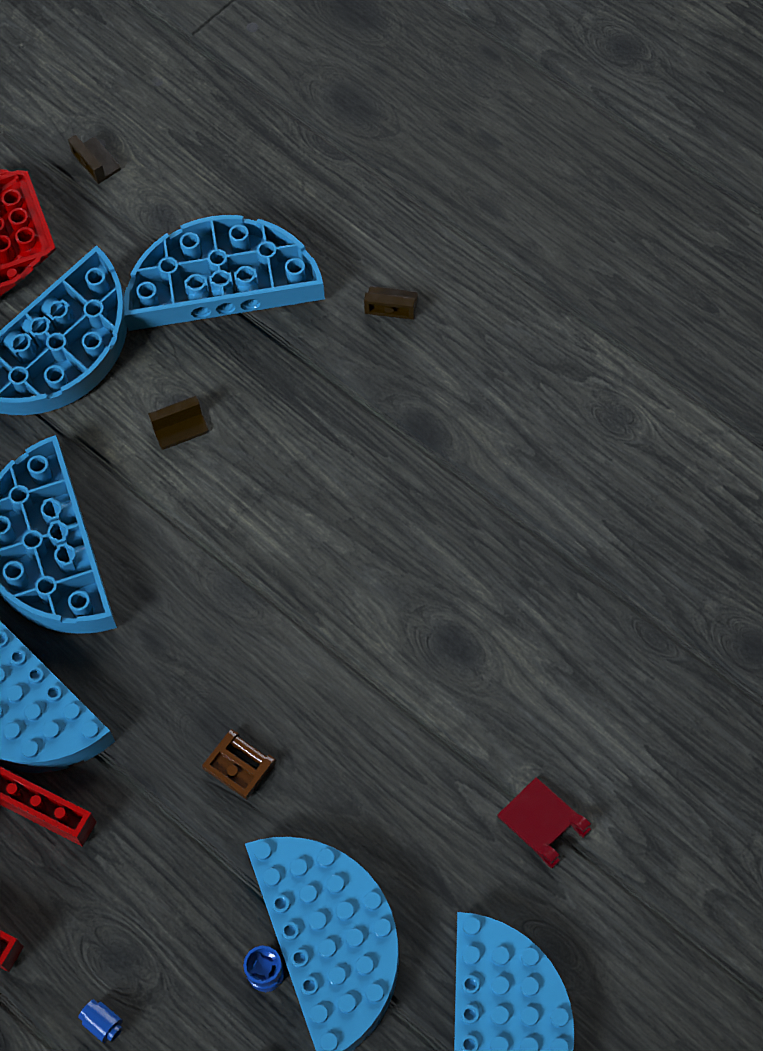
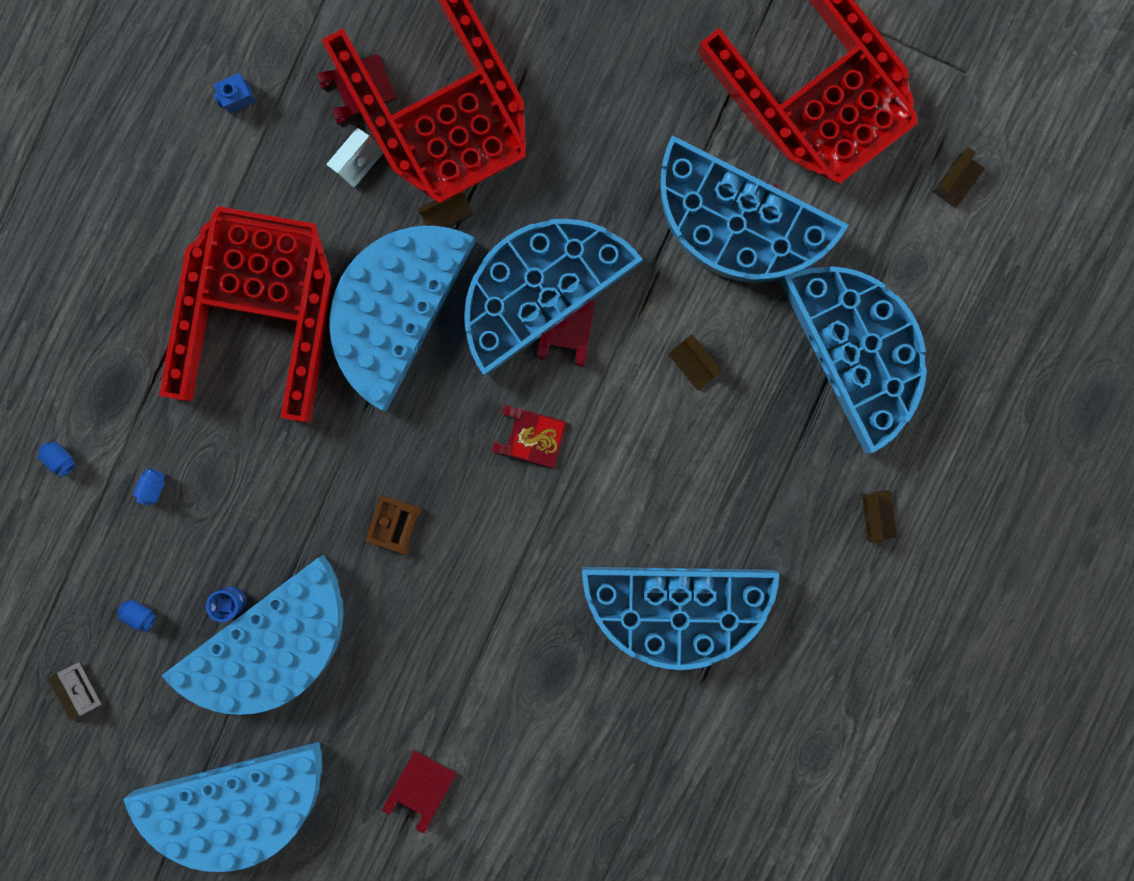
camera: 70 degrees right, 25 degrees up
(105, 532) = (570, 334): none -> dark red flag
(196, 597) = (532, 437): none -> flag
(426, 502) = (680, 613): none -> dark azure brick

